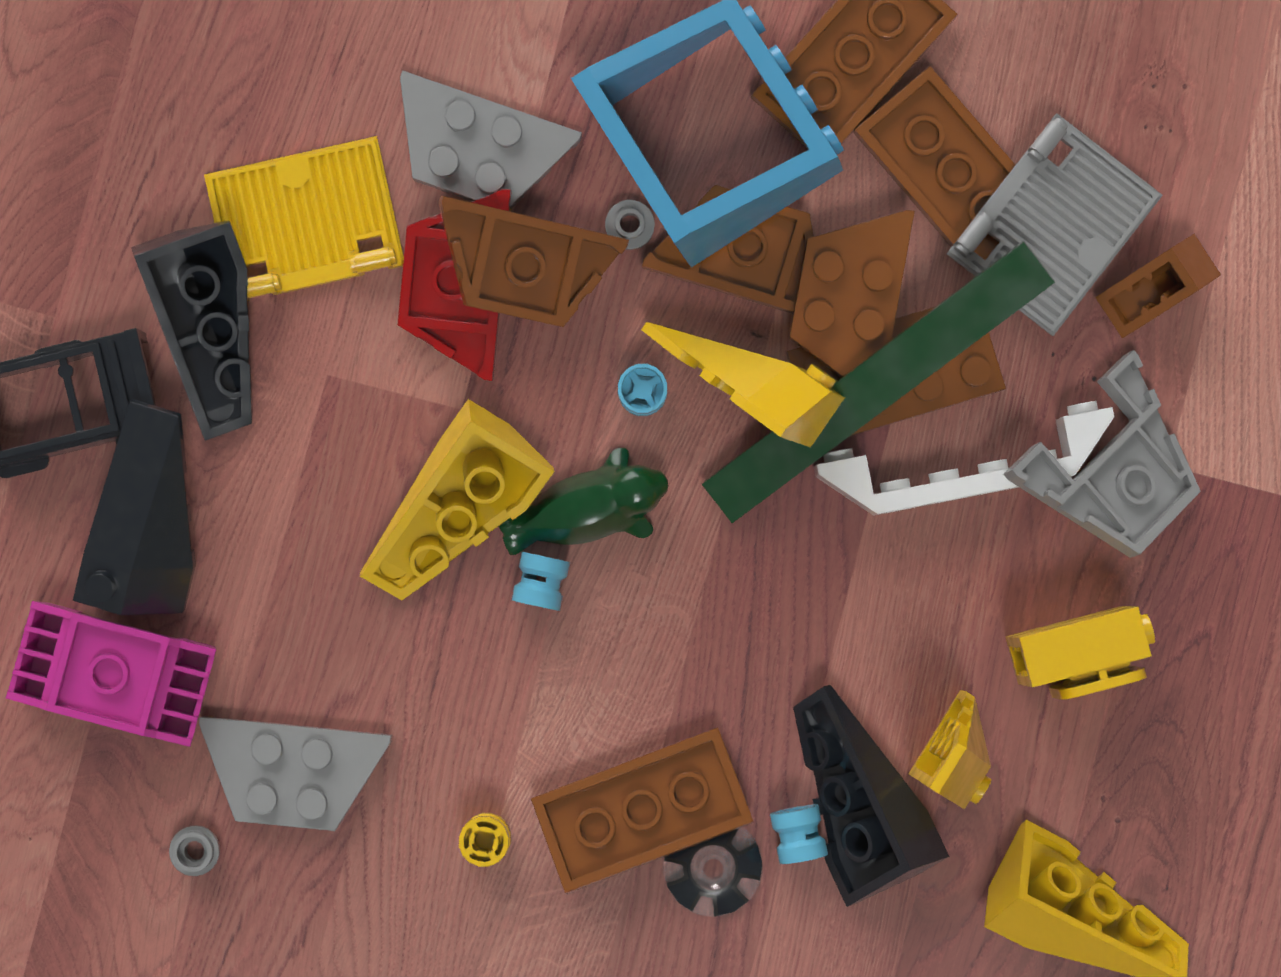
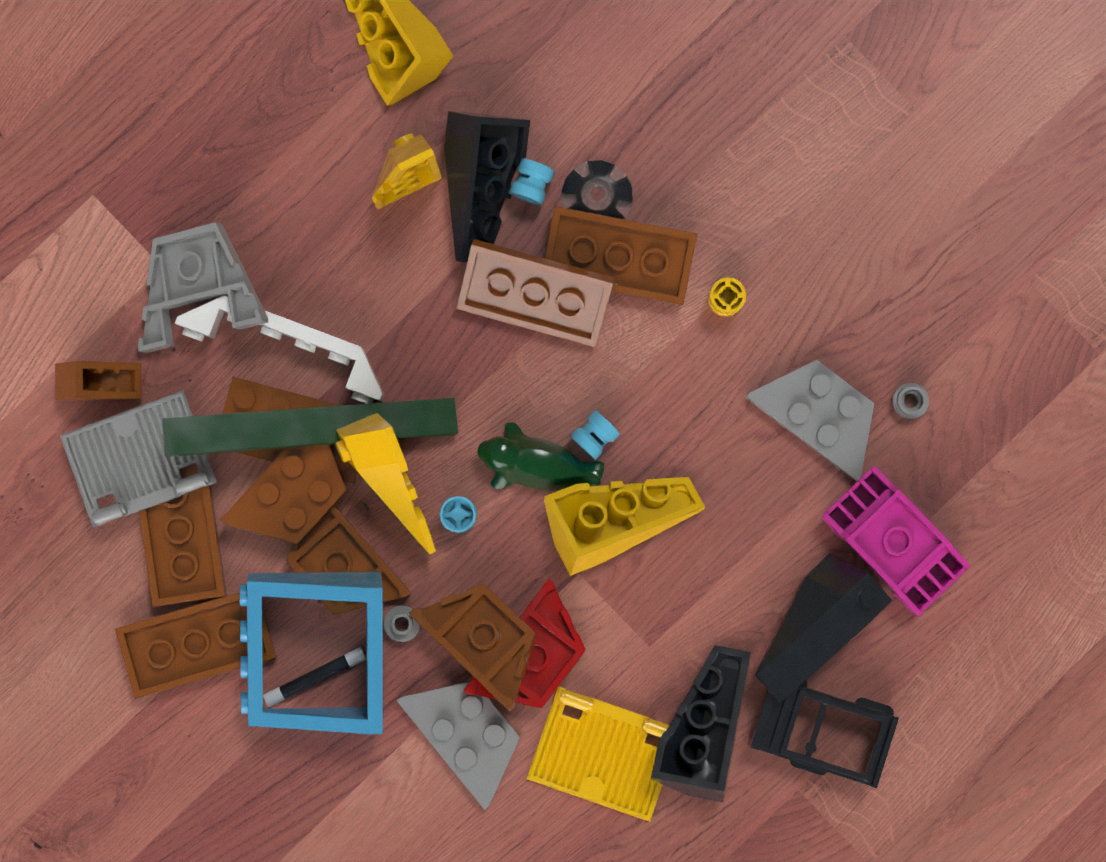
camera: 155 degrees left, 0 degrees up
(693, 102) = (314, 677): none -> black bar
(713, 704) = (534, 293): none -> plate
(1085, 651) = (288, 183): yellow brick -> none

